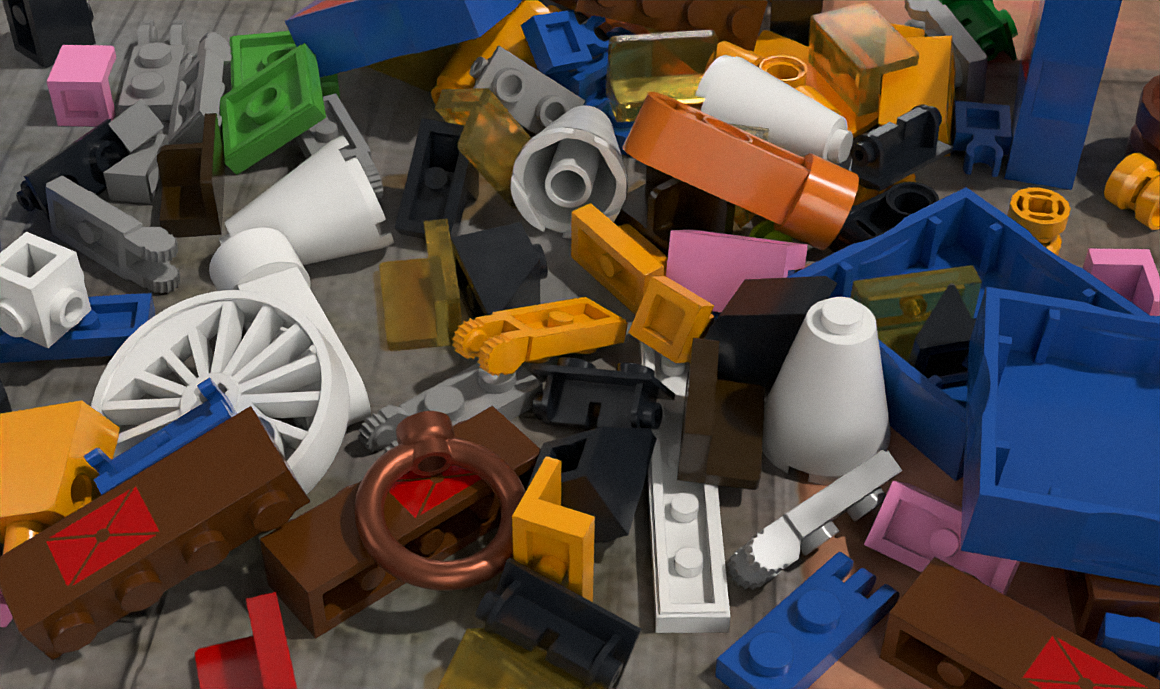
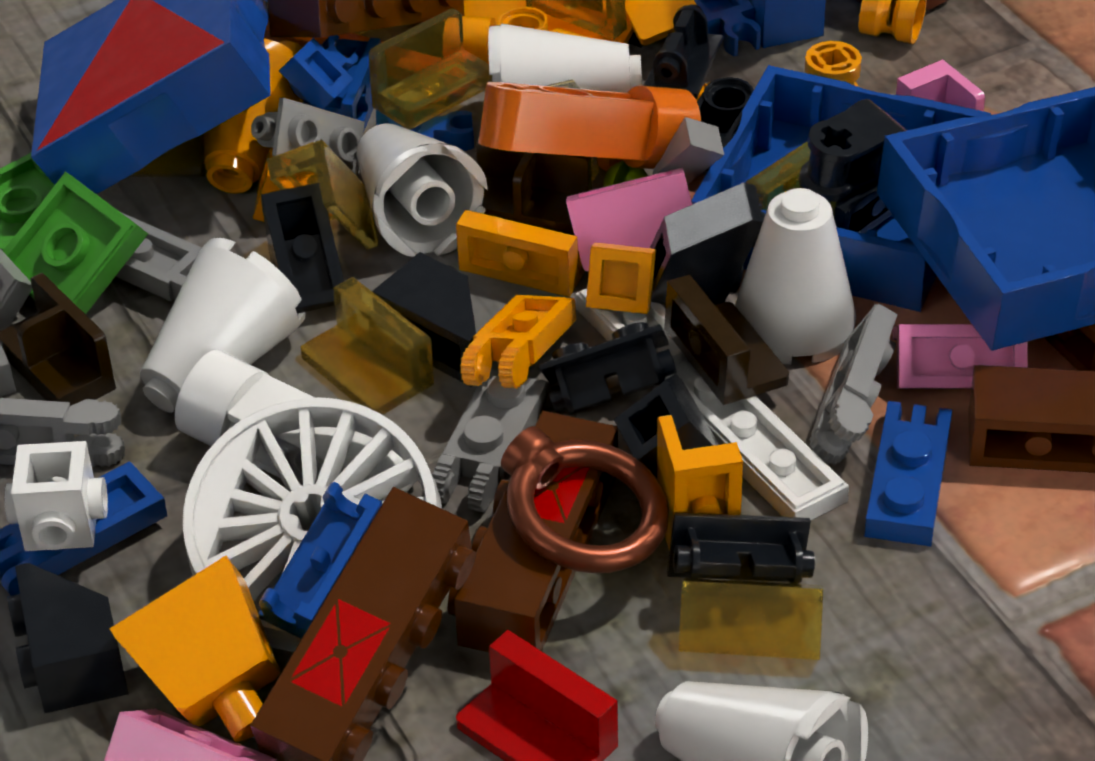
camera: 30 degrees left, 0 degrees up
(824, 230) = (692, 147): none -> light grey piece
(952, 286) = (847, 150): none -> black piece

